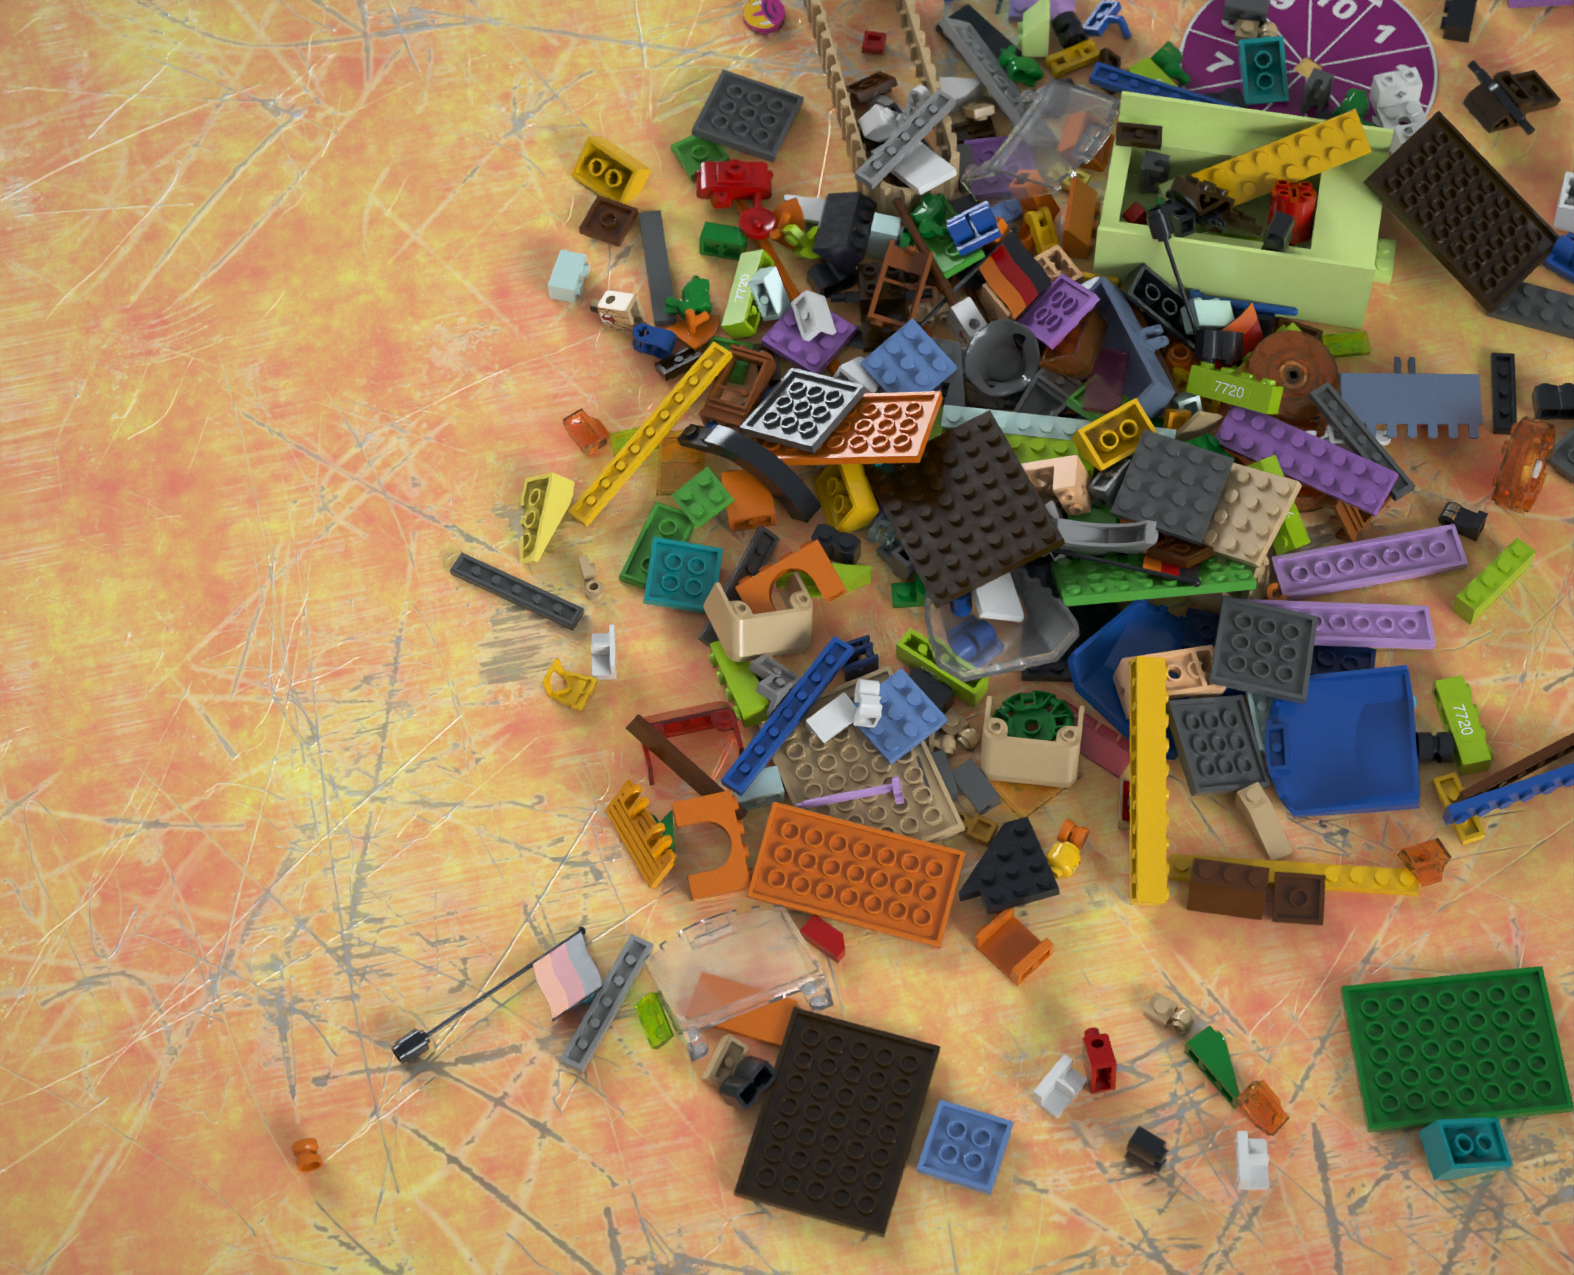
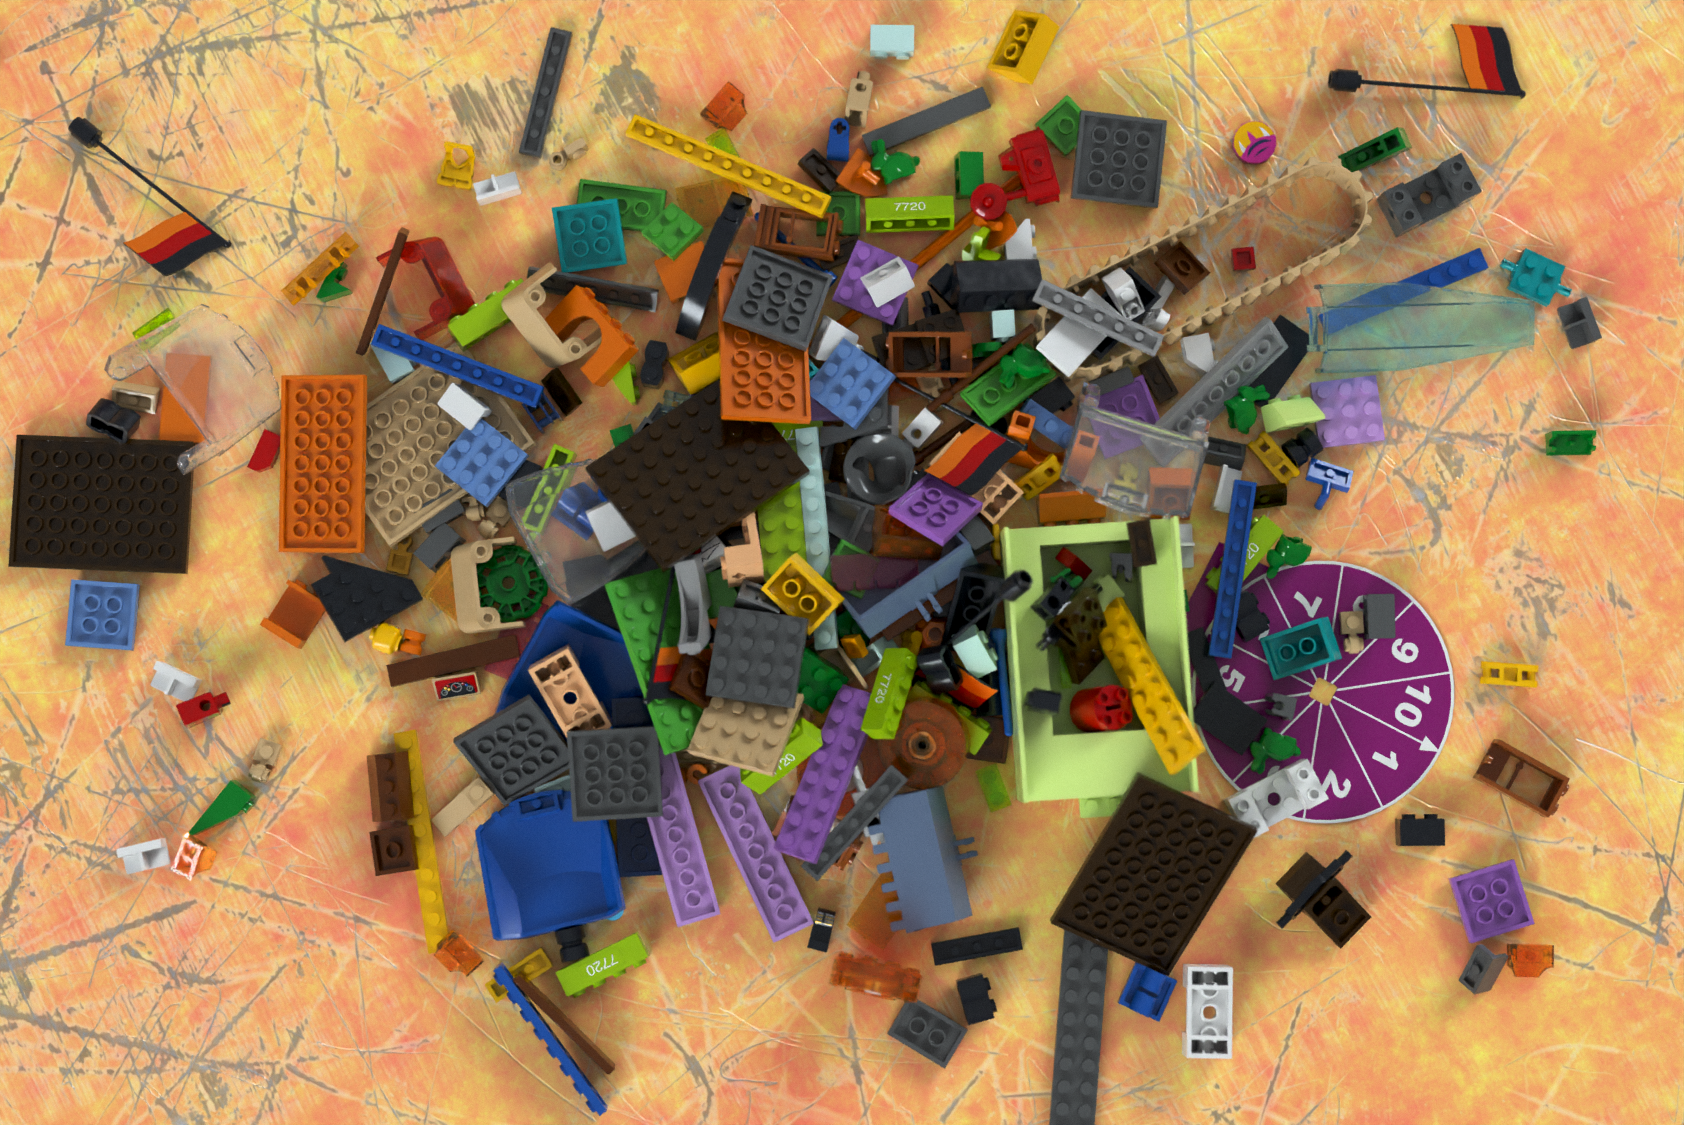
camera: 70 degrees right, 25 degrees up
(544, 505) = (635, 93): light yellow wedge -> none
(606, 1004) = (168, 286): light grey plate -> none
(608, 221) = (966, 60): reddish brown plate -> none
(720, 811) = (346, 331): orange arch -> none
(769, 293) = (908, 234): light aqua brick -> none
(774, 680) = (490, 350): light grey panel -> none
(846, 632) = (561, 391): none -> dark brown plate
(870, 708) = (477, 433): white leg -> none
(894, 787) = (410, 477): lavender piece -> none
(974, 228) = (1009, 407): blue plate -> none
(976, 111) = (1177, 379): tan plate -> none
(1102, 800) = (453, 660): none -> reddish brown tile
(1146, 1151) = (124, 767): black brick -> none
(1148, 781) = (459, 696): yellow brick -> none
(1449, 464) = (871, 916): none -> clear yellow piece
(1456, 1048) = (286, 1010): green plate -> none
(1464, 1147) = (195, 1033): teal slope -> none
(1493, 581) = (760, 969): lime brick -> none

